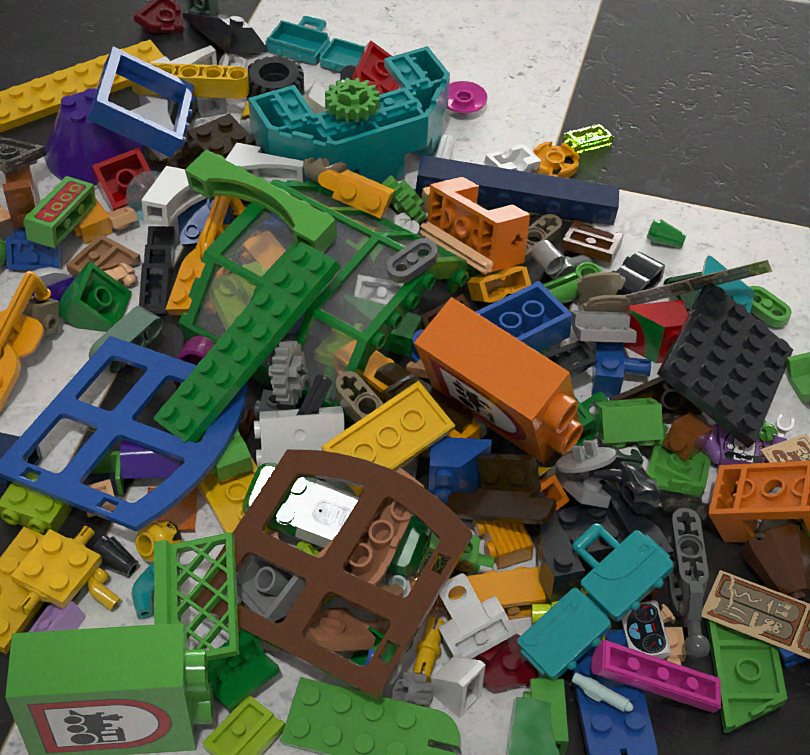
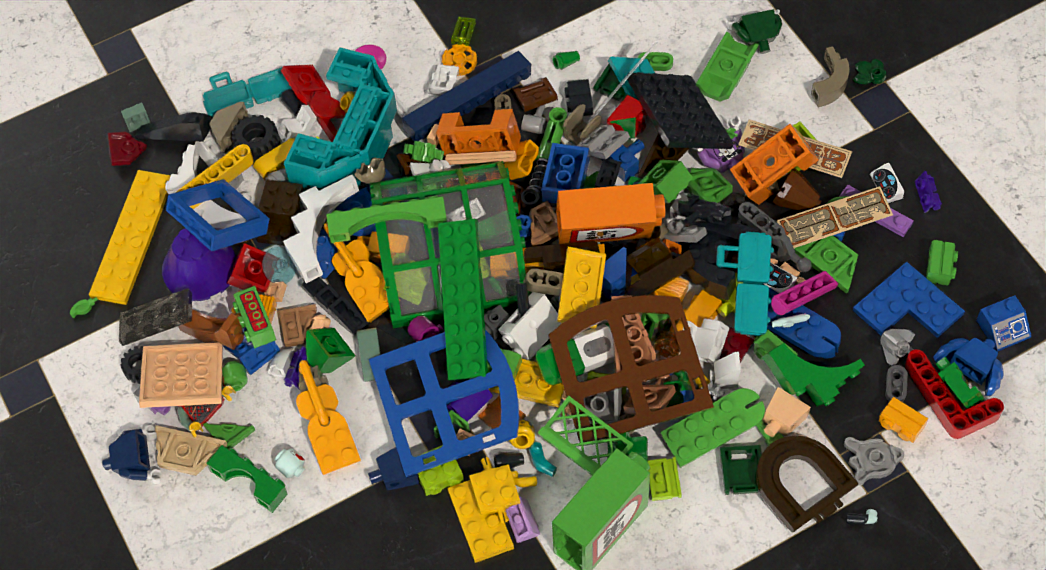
camera: 40 degrees left, 10 degrees up
(268, 47) = (224, 123): none -> dark tan slope
(288, 372) = (495, 297): light grey gear -> none
(352, 100) = (348, 117): bright green gear -> none
(358, 191) = (408, 168): light orange brick -> none
(411, 262) = (501, 187): flat silver plate -> none
(586, 459) = (677, 218): light grey piece -> none
(687, 436) = (698, 165): dark orange brick -> none

